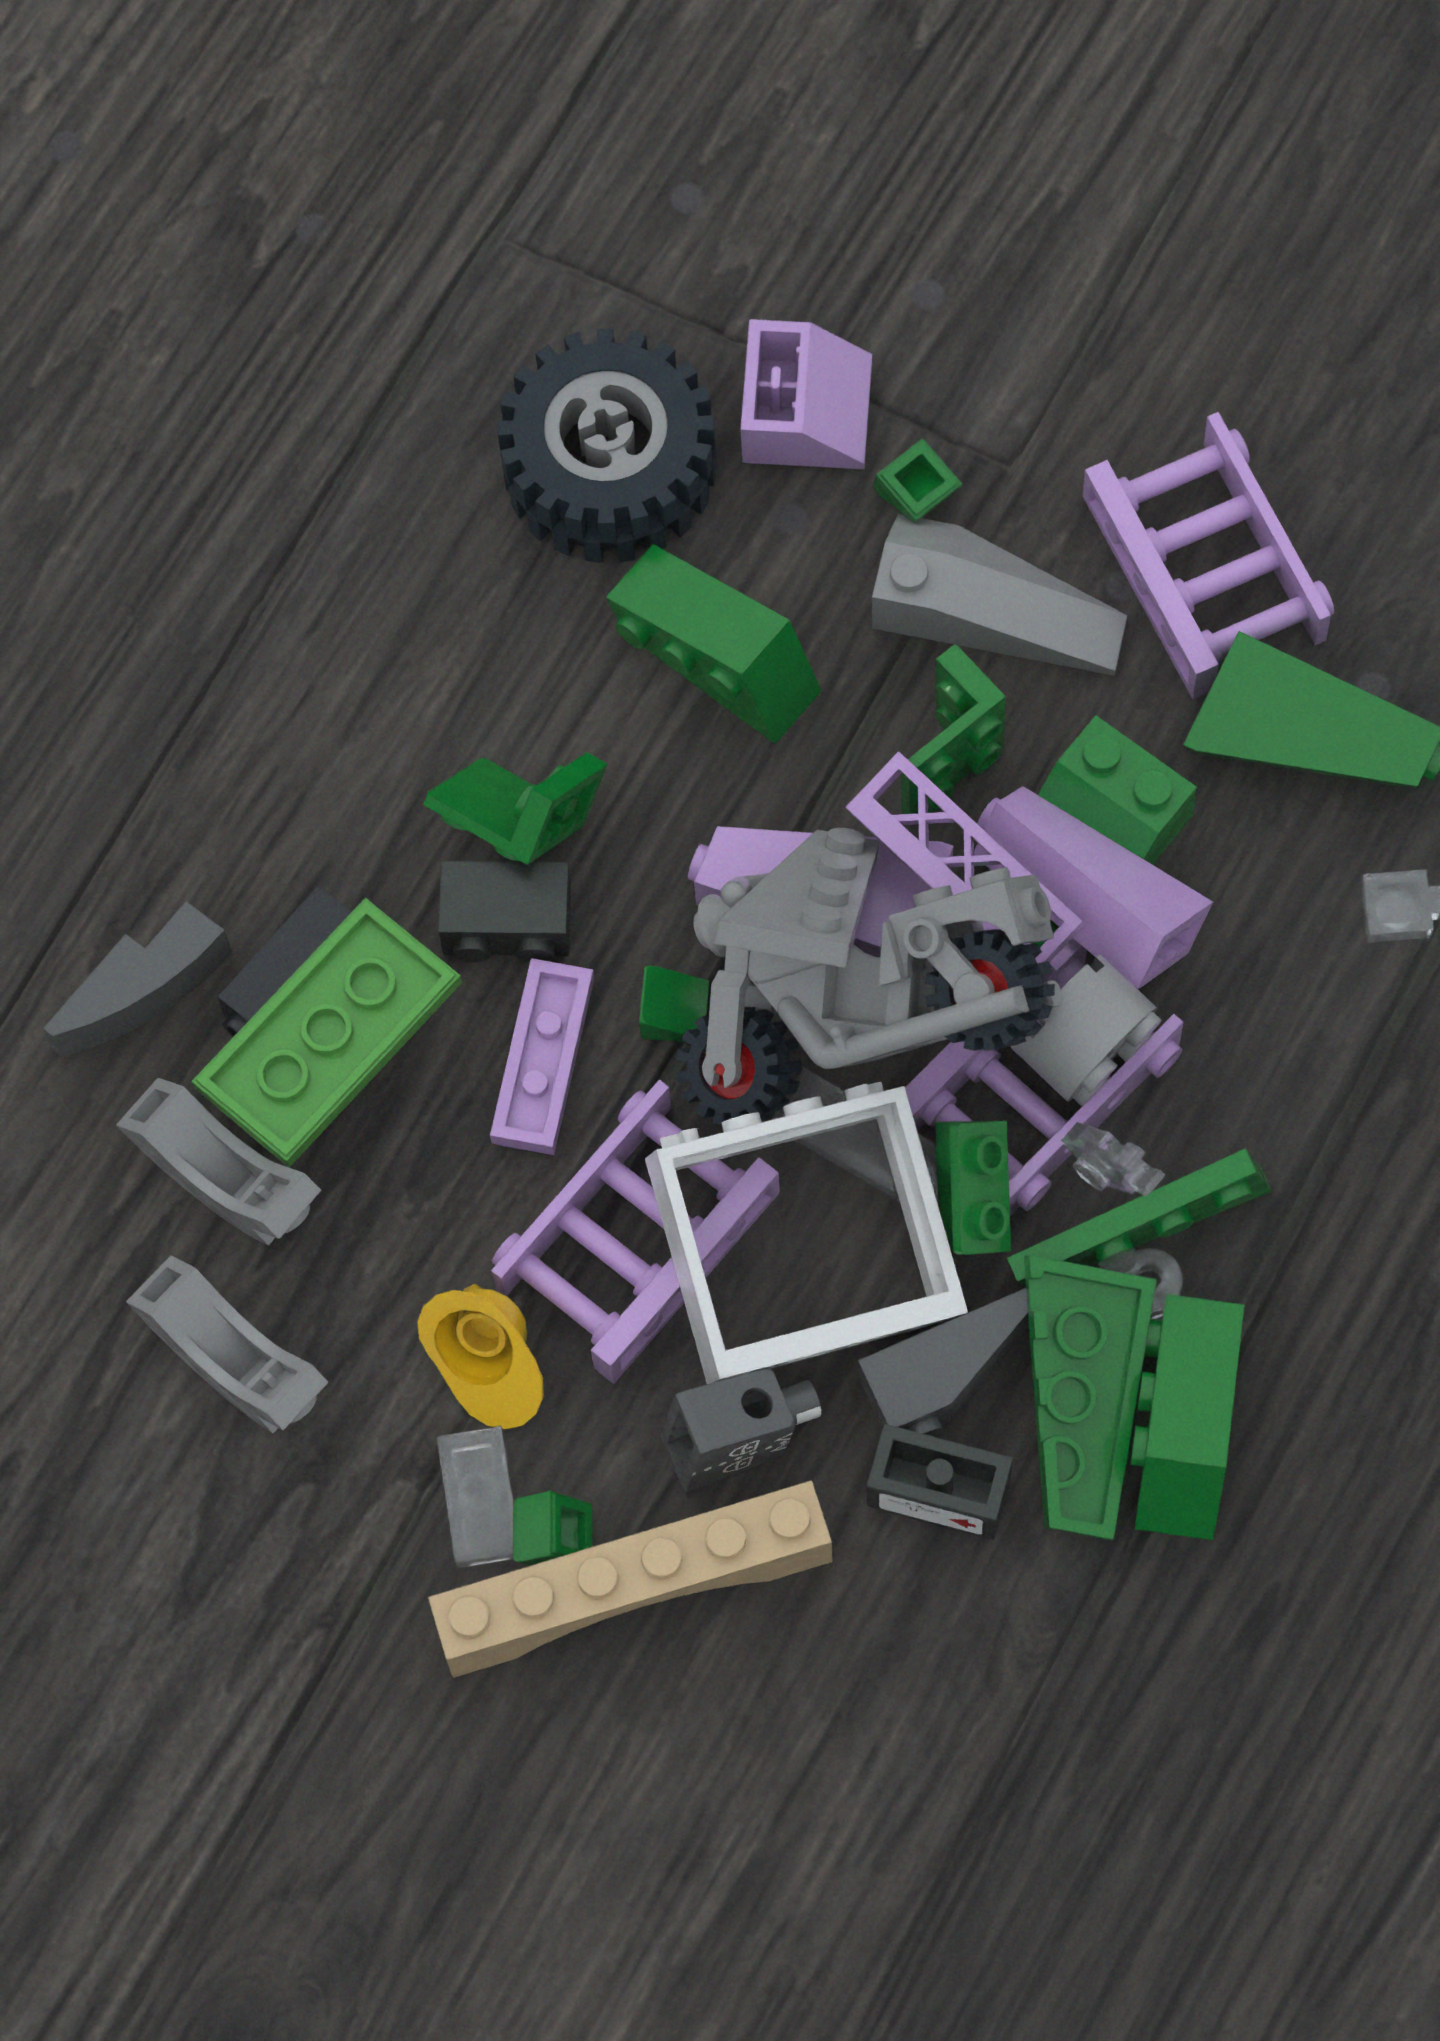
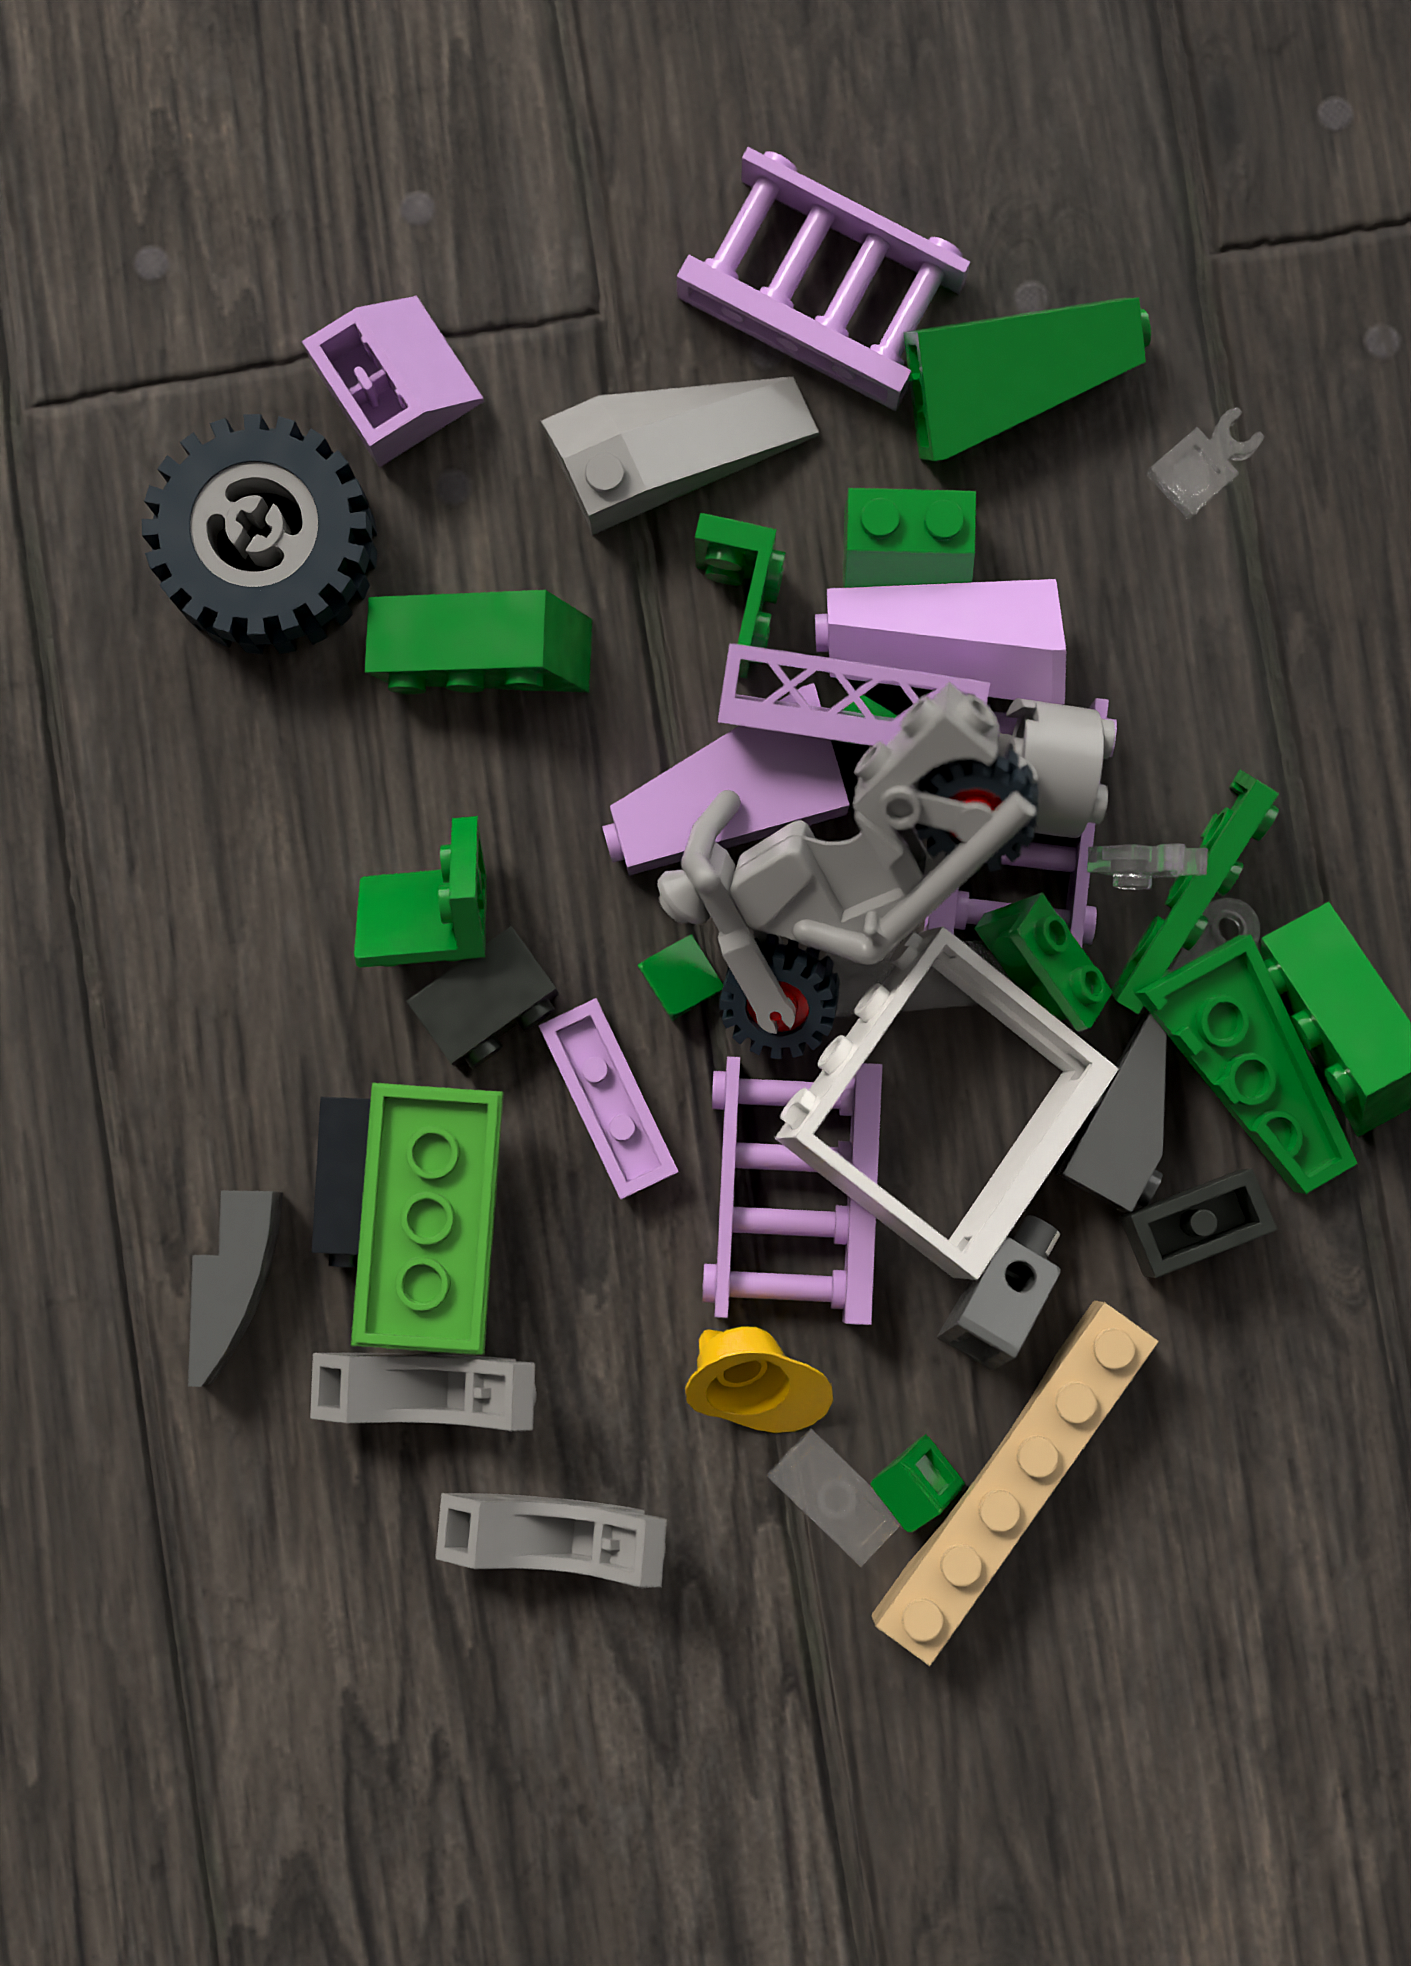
camera: 40 degrees left, 15 degrees up
(807, 902) = (765, 836): light grey wing -> none
(916, 481) = (540, 383): green slope -> none

